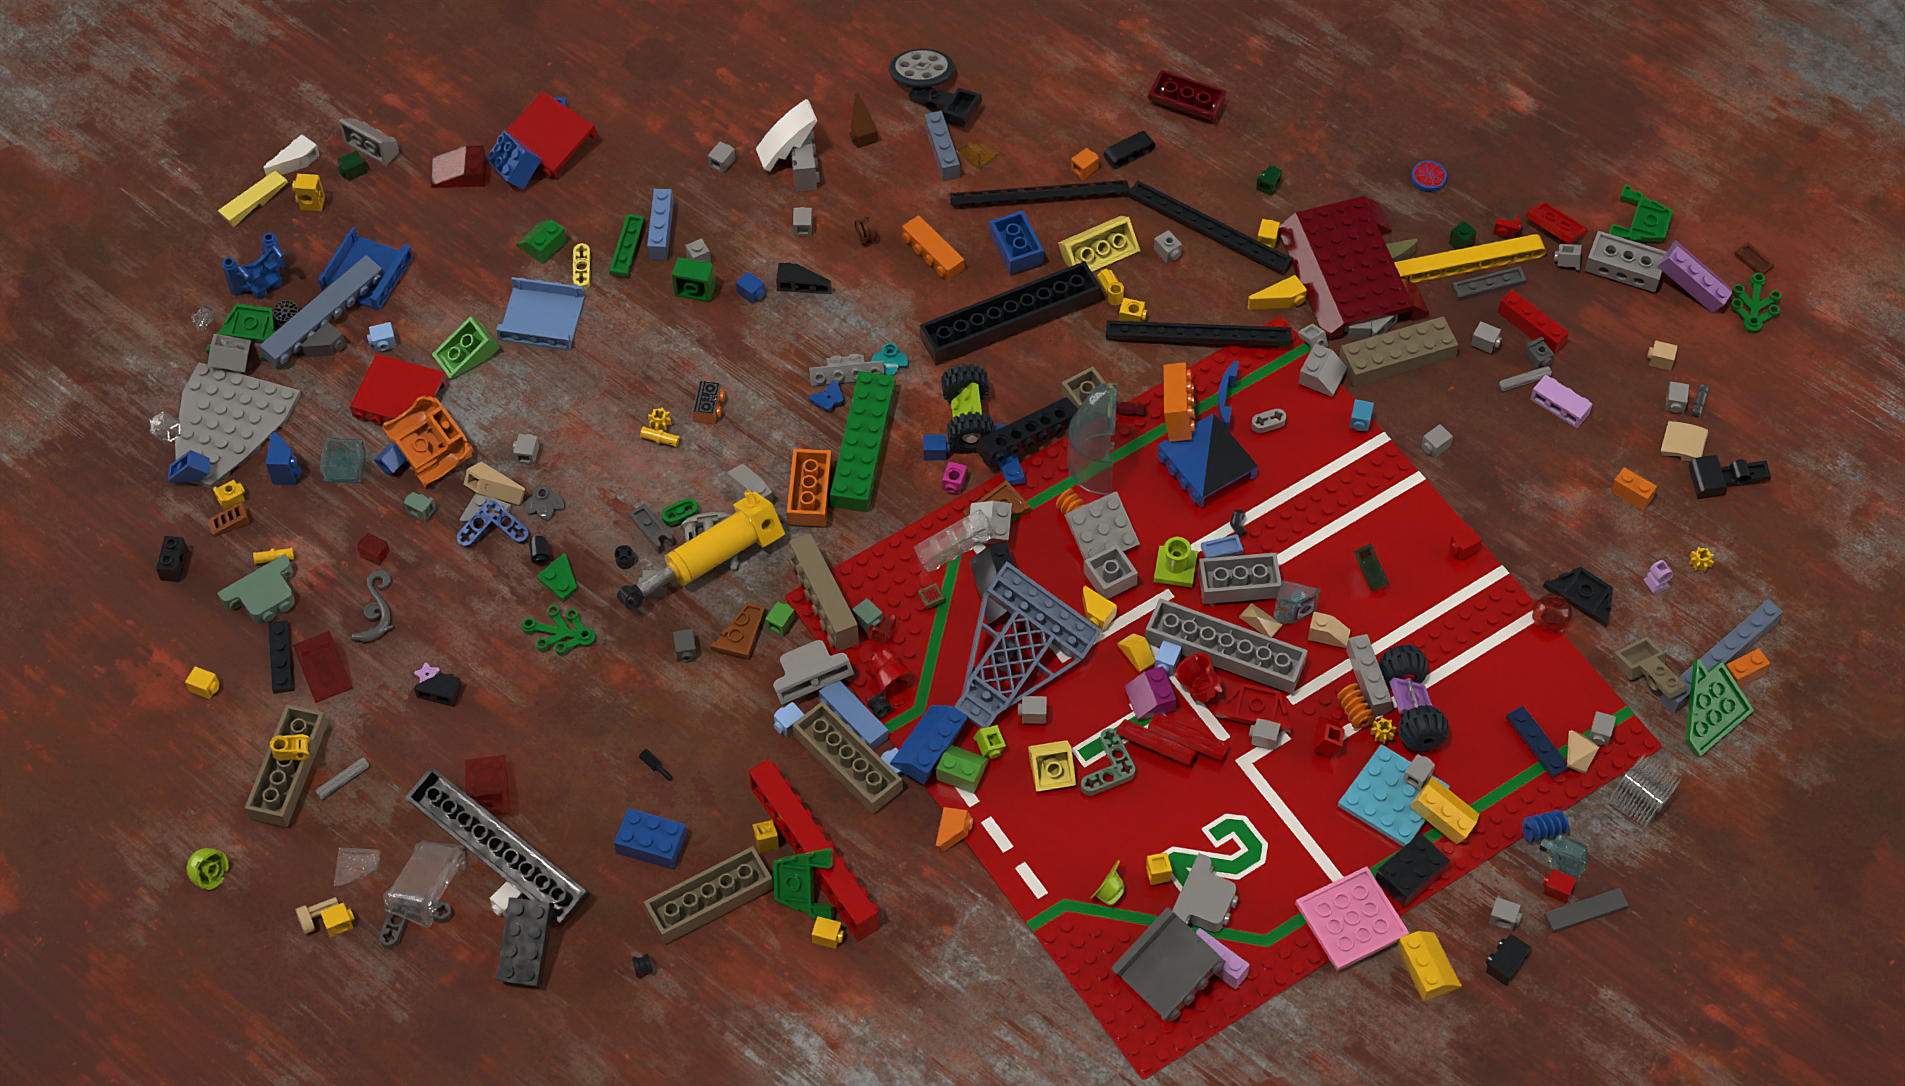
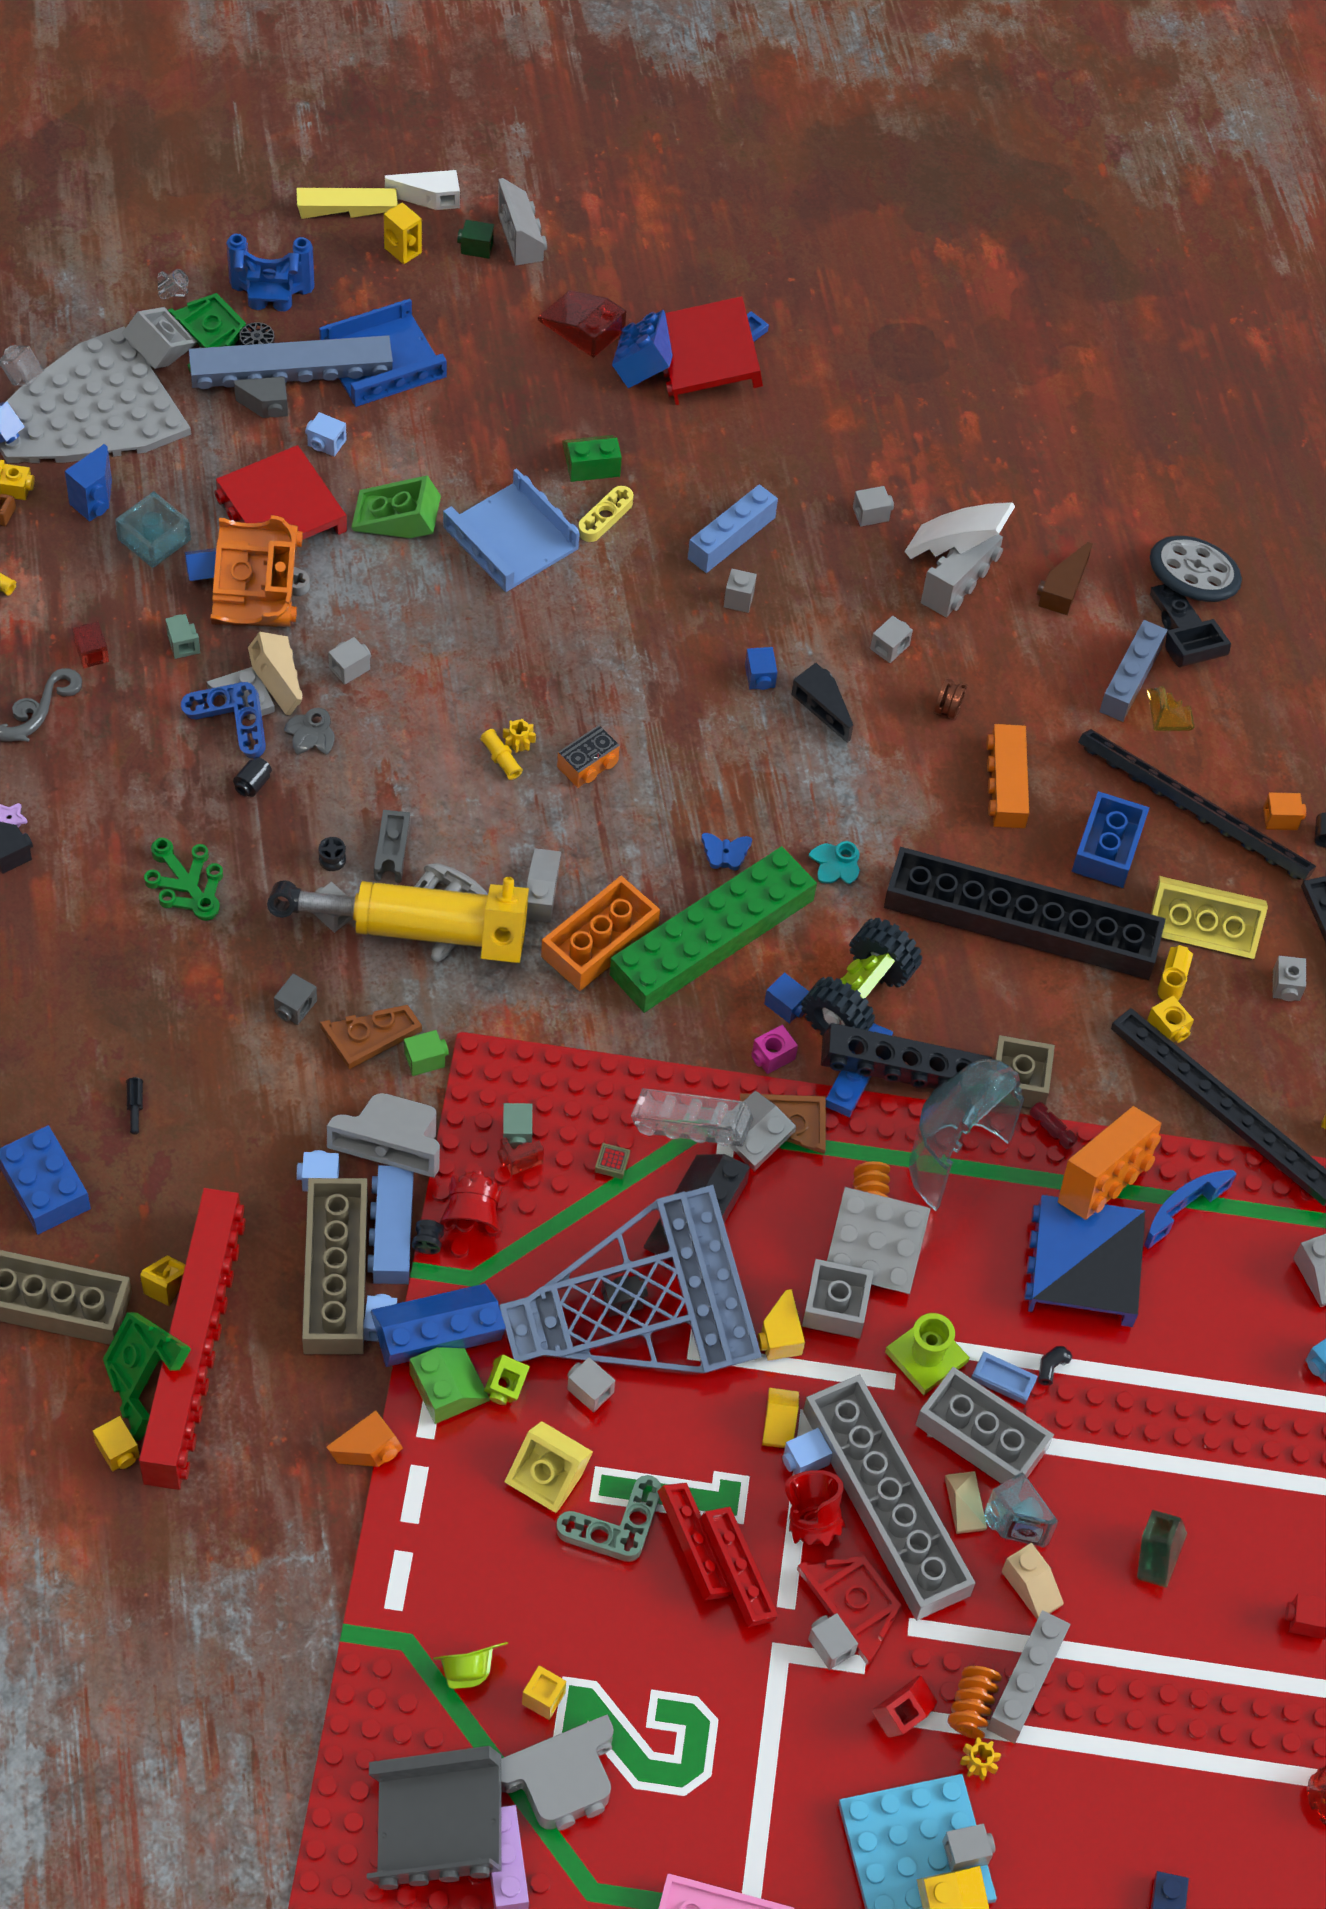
camera: 35 degrees right, 0 degrees up
(559, 578) = (244, 823): green wing -> none
(627, 245) = (675, 525): green plate -> none
(679, 511) = (440, 851): green plate -> none
(693, 279) = (704, 612): green brick -> none
(823, 593) = (490, 1060): dark tan brick -> none
(843, 369) = (771, 831): light grey bracket -> none
(1151, 694) = (745, 1480): magenta slope -> none
(1268, 420) = (1210, 1273): light grey beam -> none
(1422, 724) = (1030, 1791): black plate -> none

